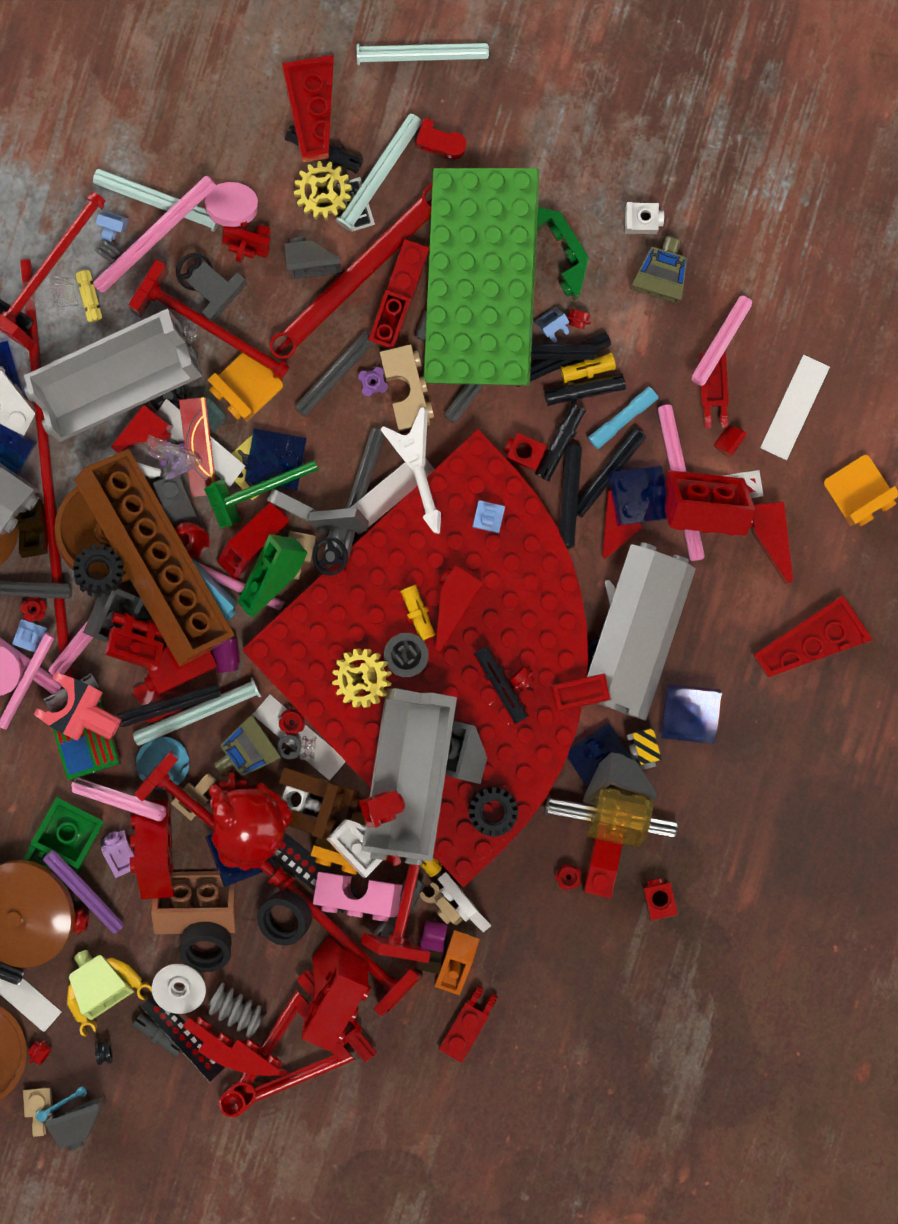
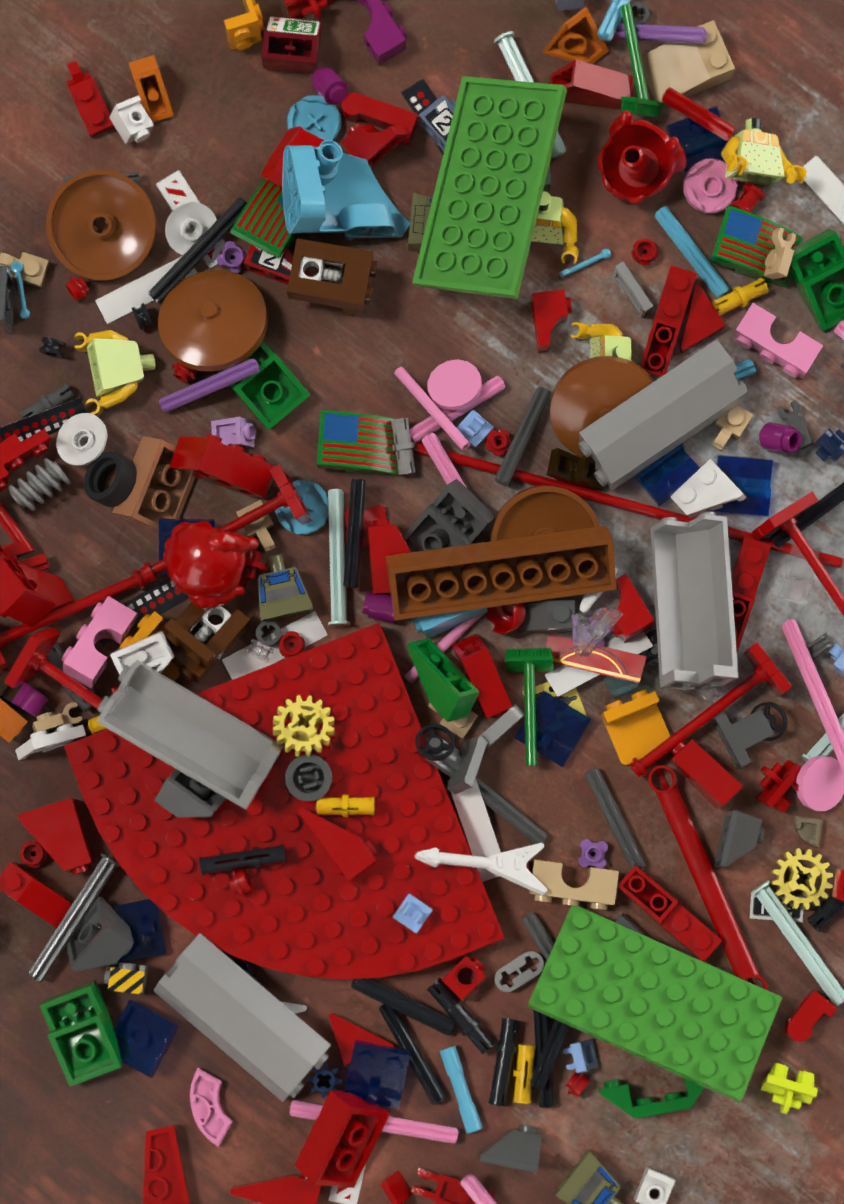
camera: 110 degrees right, 5 degrees down
(42, 981) = (142, 316): none -> black bush
(69, 339) = (745, 581): none -> red slope
(80, 711) = (381, 446): coral connector -> none
(88, 296) = (783, 610): light yellow axle -> none
(102, 555) = (492, 508): black tyre -> none
(118, 799) = (283, 451): bright pink axle -> none
(133, 647) = (421, 517): red plate -> none
(263, 308) = (704, 773): none -> red slope
(272, 930) = (99, 549): black tyre -> none
(277, 201) = (808, 830): none -> dark tan tile
(381, 807) = (169, 695): red brick -> none
(493, 828) = (106, 796): black tyre -> none
(498, 413) = (523, 977): none -> light grey beam
(513, 134) = (789, 1092): none -> neon yellow hips
(542, 858) = (61, 834): none -> red slope
(581, 692) = (203, 936): red tile -> none
(621, 818) = (66, 926): clear yellow slope -> none
(656, 350) = (514, 1149): none -> dark grey slope
(670, 537) = (324, 1088): none -> dark blue gear
(707, 767) = (82, 1033): none -> green slope
(726, 633) = (207, 1107): none -> bright pink tile

